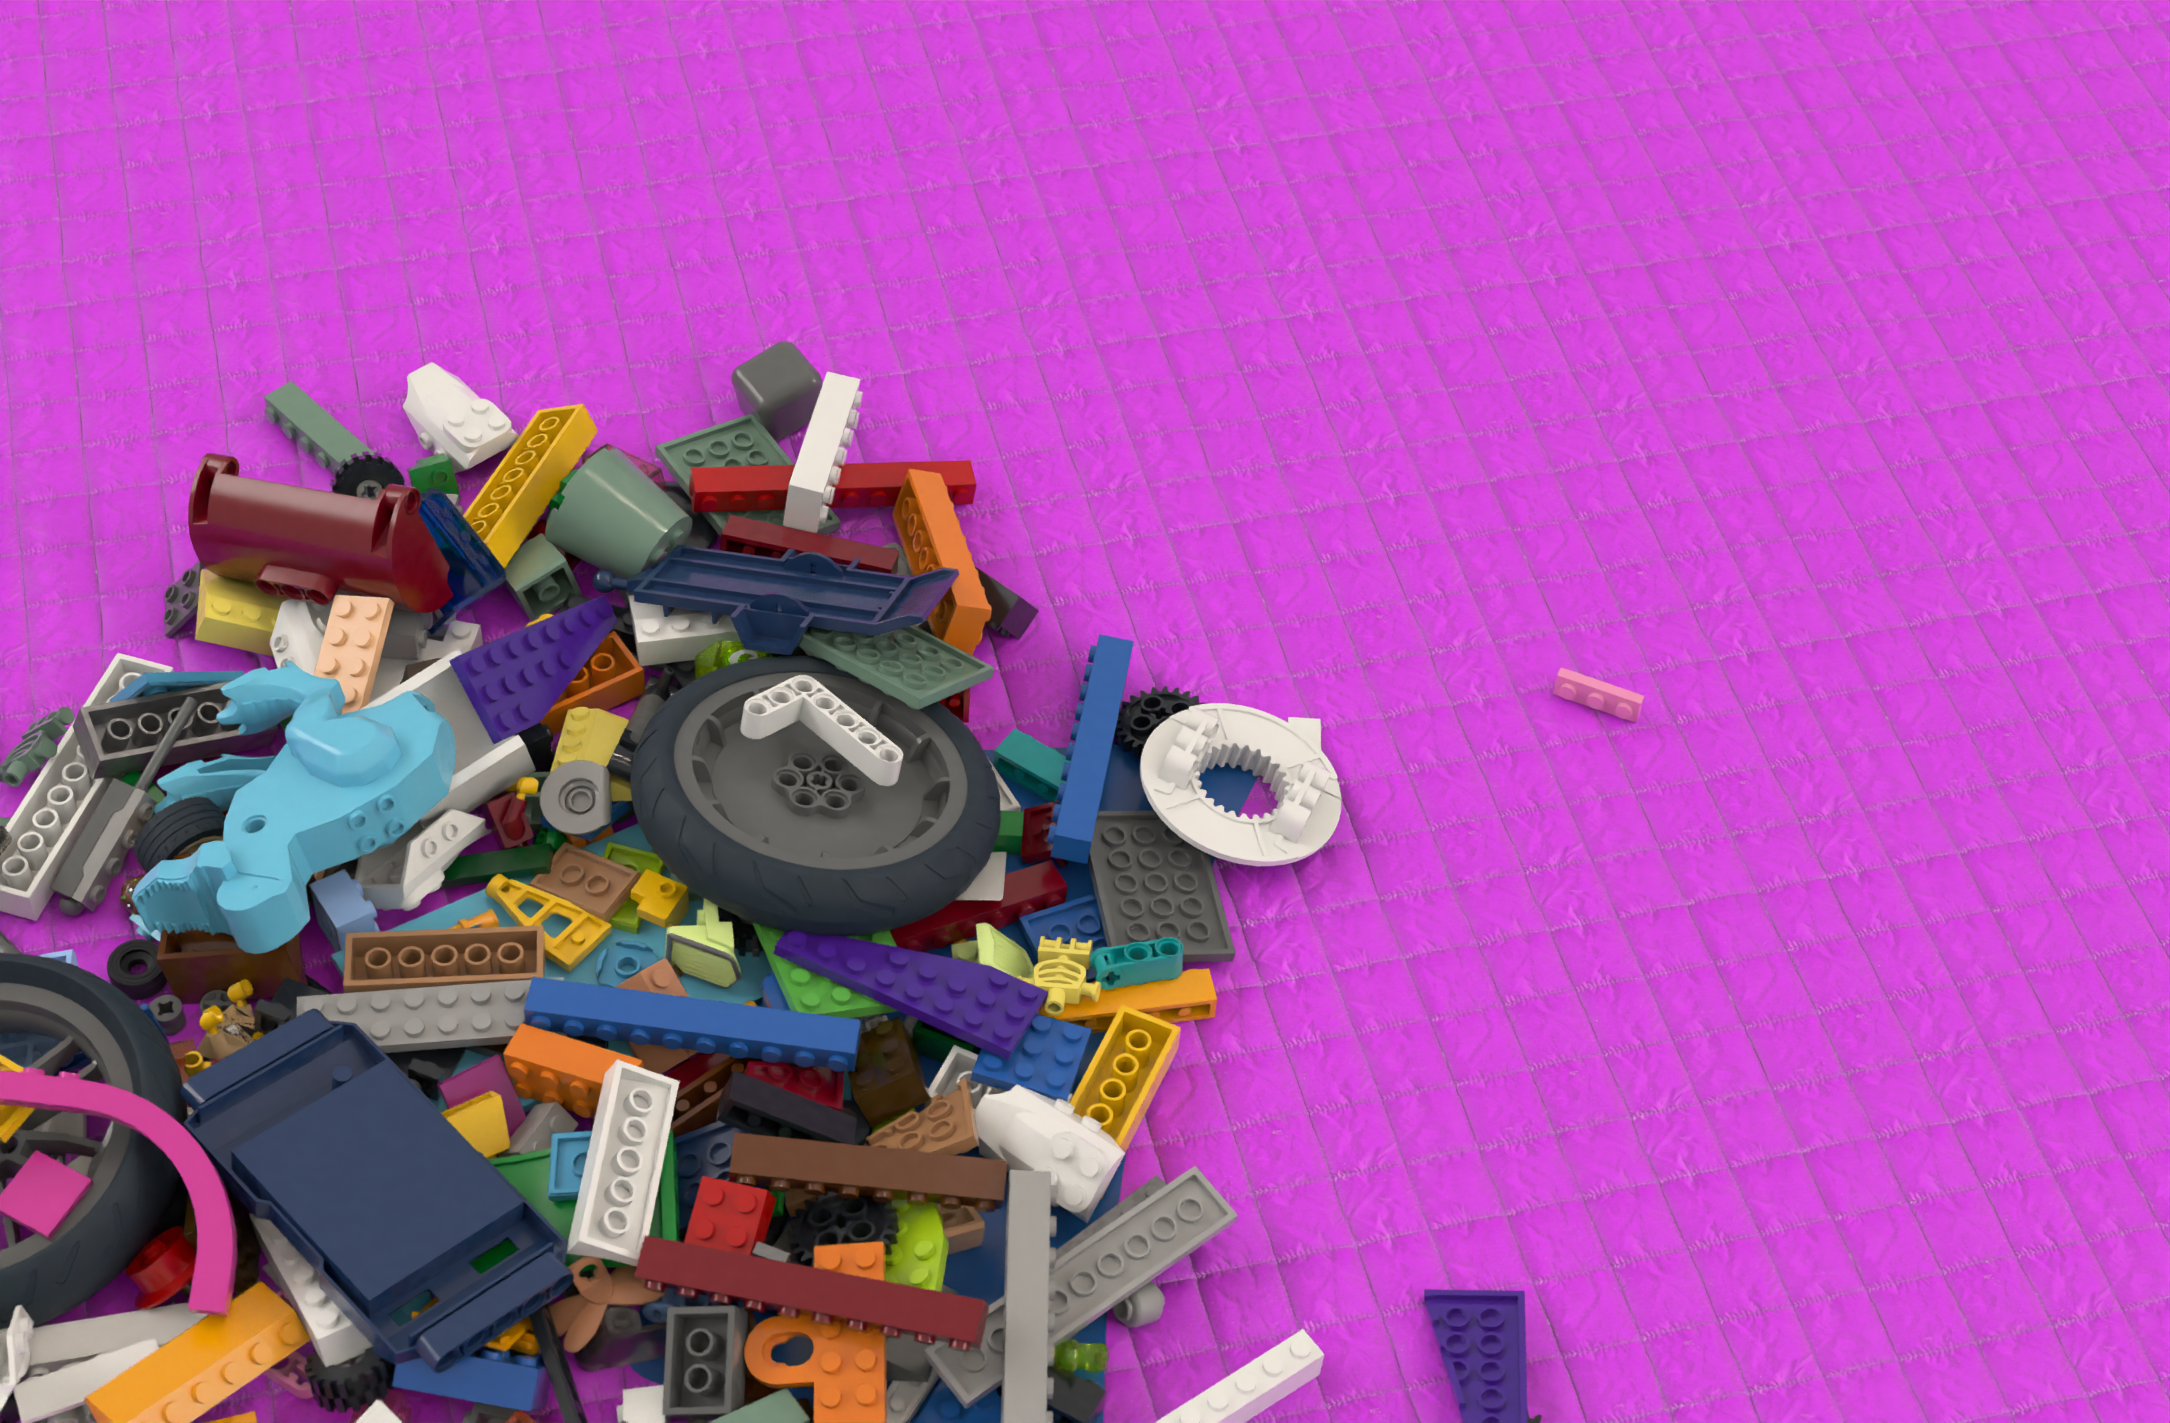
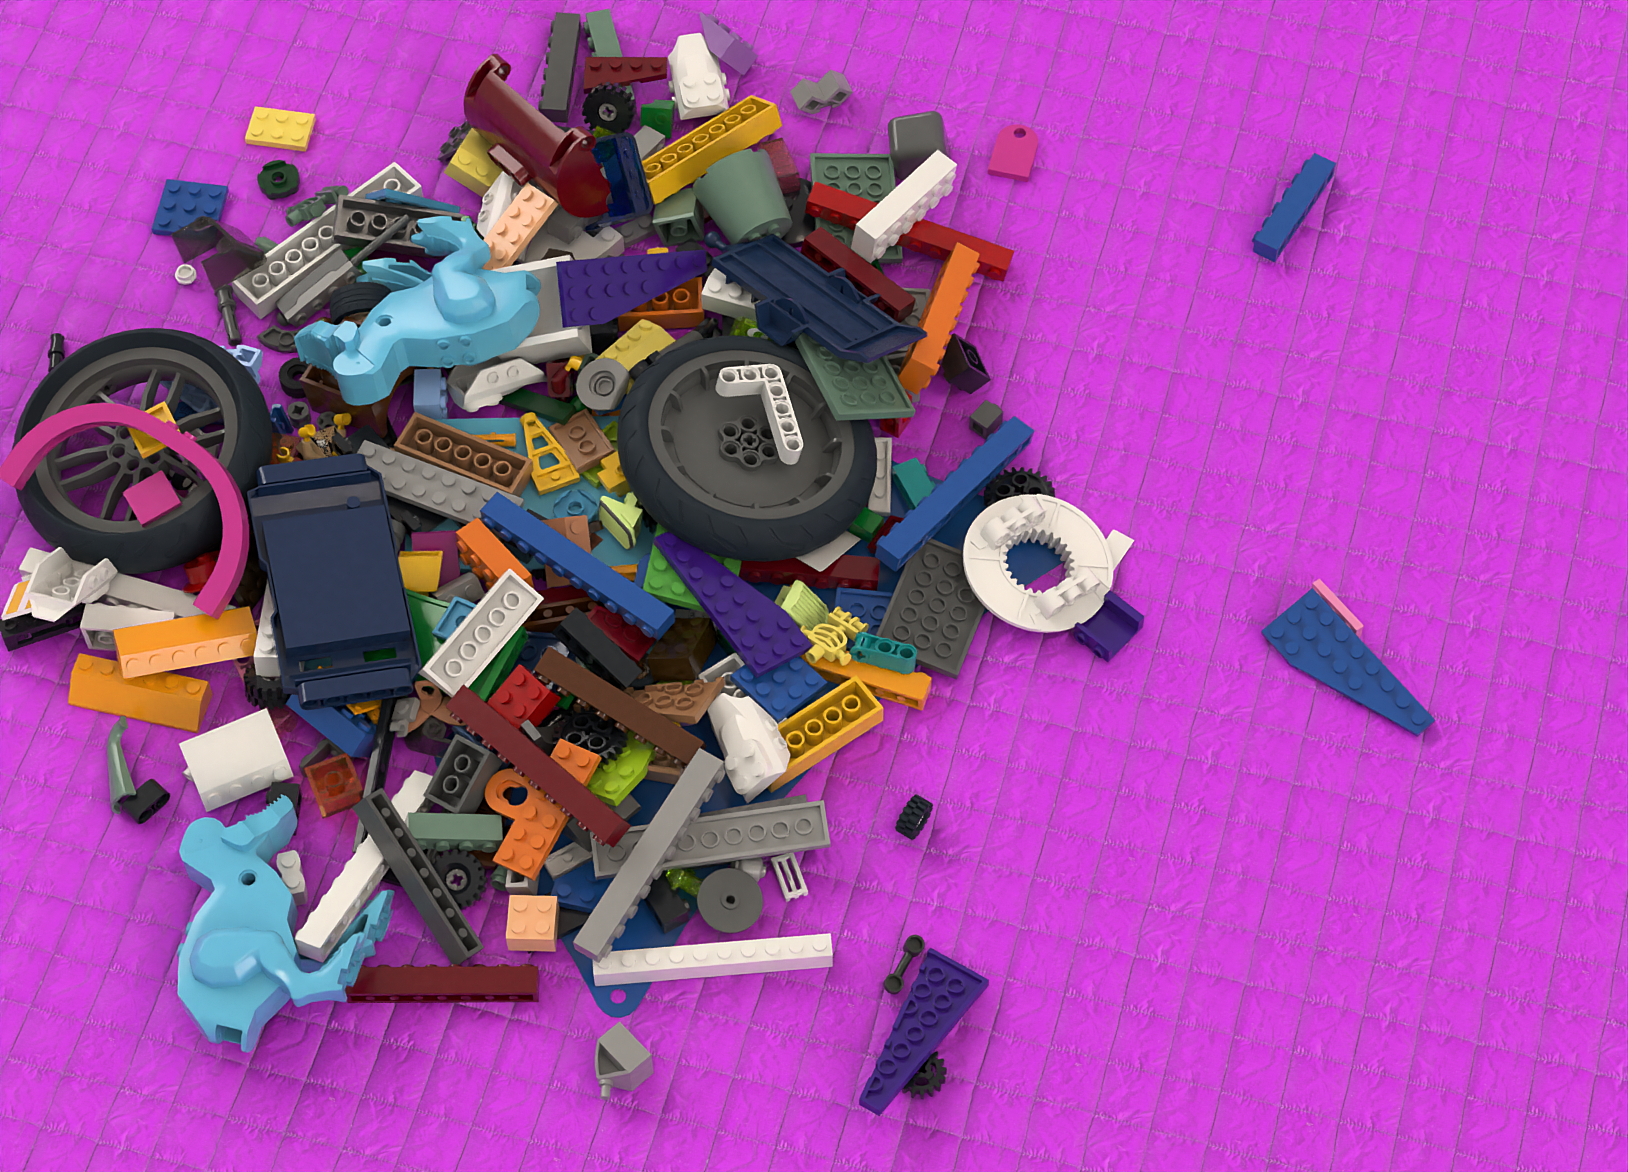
camera: 35 degrees right, 10 degrees up
(89, 932) = (279, 339): none -> dark grey tile
(256, 444) = (561, 67): none -> dark grey brick
(330, 448) = (623, 70): none -> dark red wing
(473, 365) = (727, 45): none -> medium lavender slope
(490, 614) = (637, 230): none -> light grey plate
(568, 1319) = (404, 712): none -> light grey plate
(626, 375) = (830, 90): none -> light grey brick
(891, 366) = (1013, 155): none -> dark pink tile
(1062, 656) = (986, 419): none -> dark grey brick
(1150, 1352) = (730, 900): none -> dark grey piece
(1190, 1295) = (795, 893): none -> white tile
(1244, 302) = (1294, 207): none -> blue brick
(1301, 1141) = (914, 817): none -> black bush
(1365, 822) = (1109, 627): none -> dark purple panel
(1401, 1301) = (912, 947): none -> pearl dark grey bar
(1626, 742) = (1327, 650): none -> blue wing

